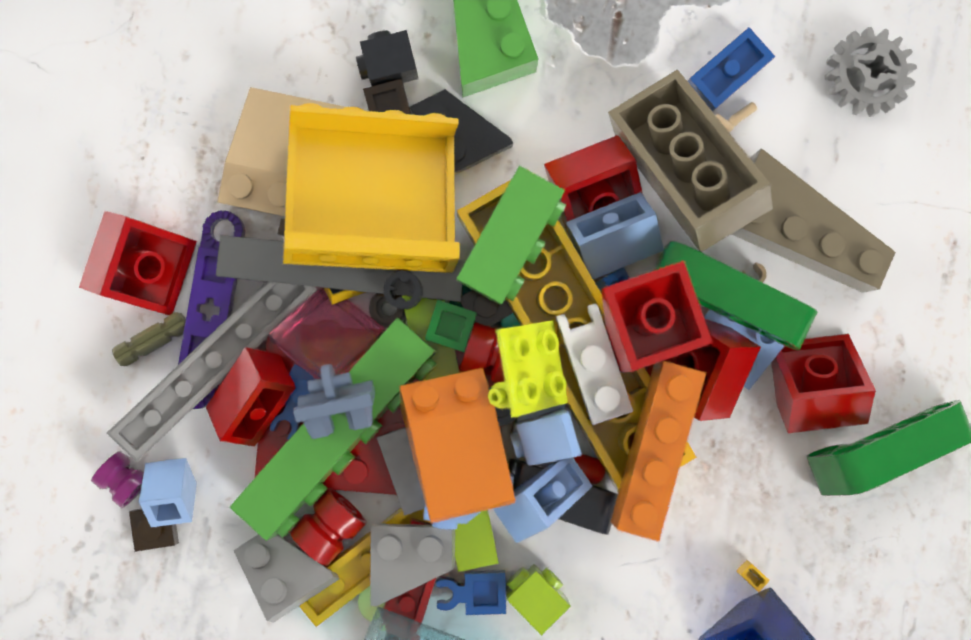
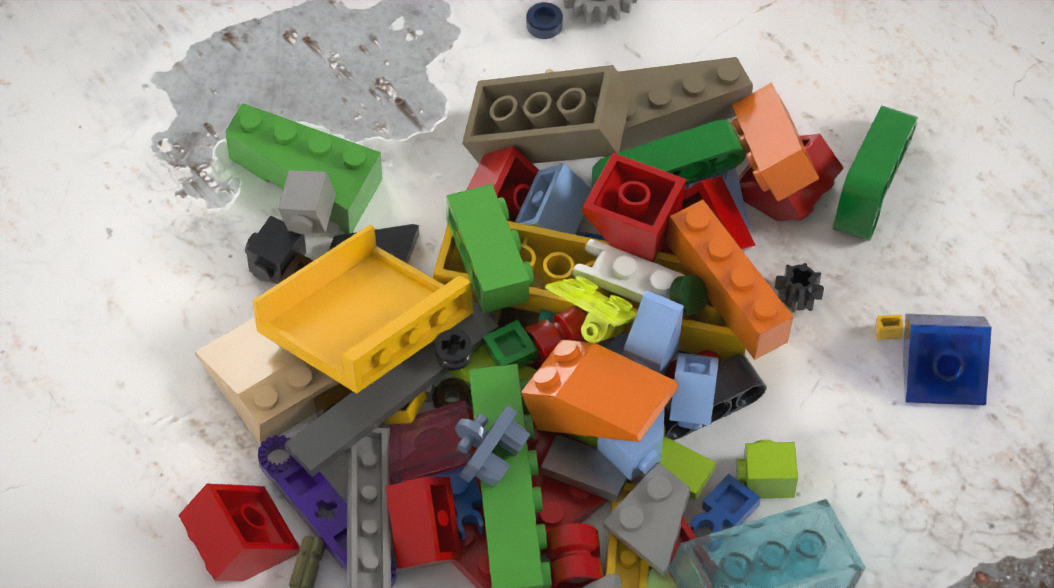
camera: 45 degrees left, 30 degrees down
(429, 52) = (307, 201): none -> light grey brick
(614, 428) = (689, 292): none -> dark green tile
(720, 493) = (799, 287): none -> black gear
(731, 69) = (509, 52): blue plate -> none
(800, 56) = (544, 20): none -> dark blue tile
(831, 362) = (772, 143): none -> orange brick

